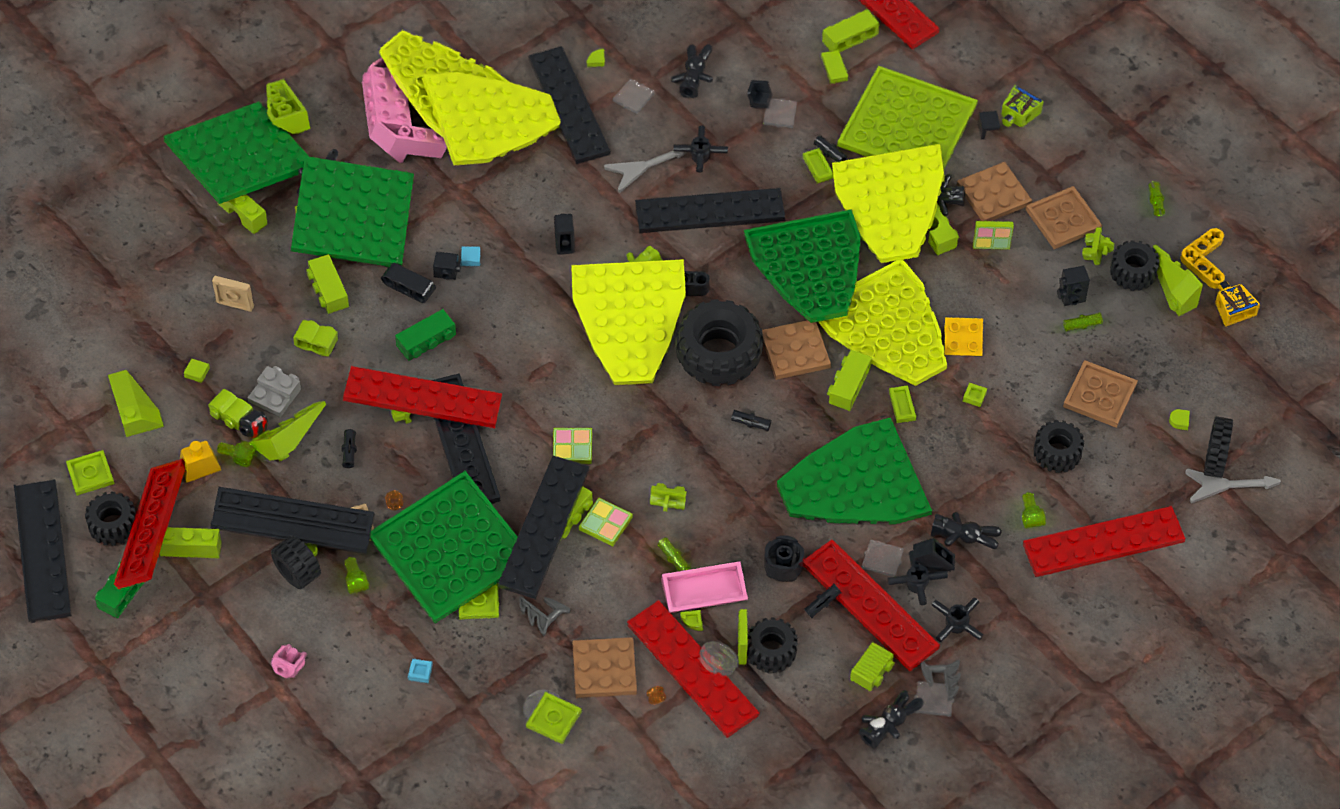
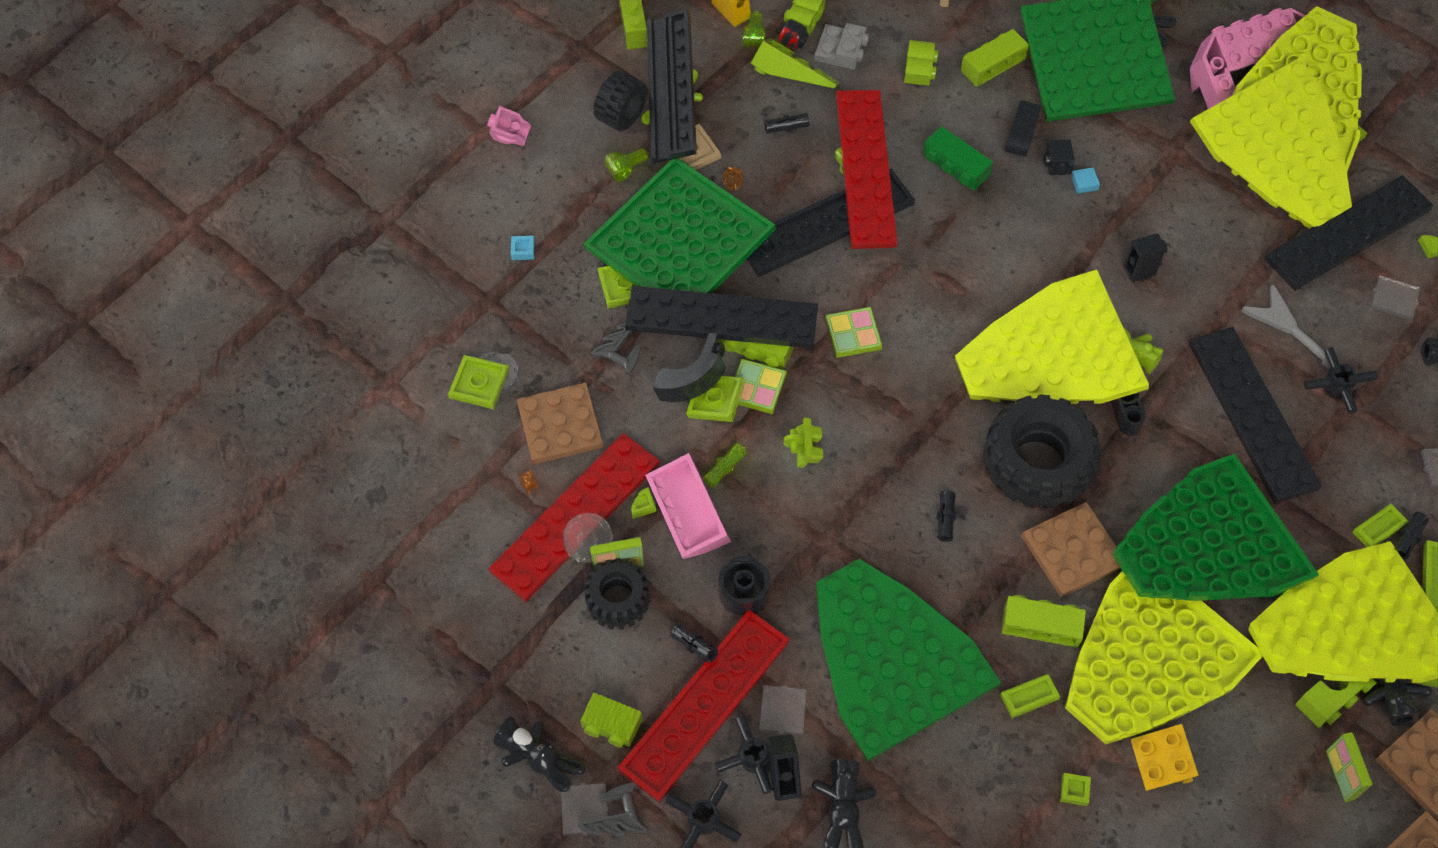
camera: 80 degrees right, 5 degrees up
(597, 566) = (696, 379): none -> black arch
(611, 550) = (719, 401): none -> lime tile

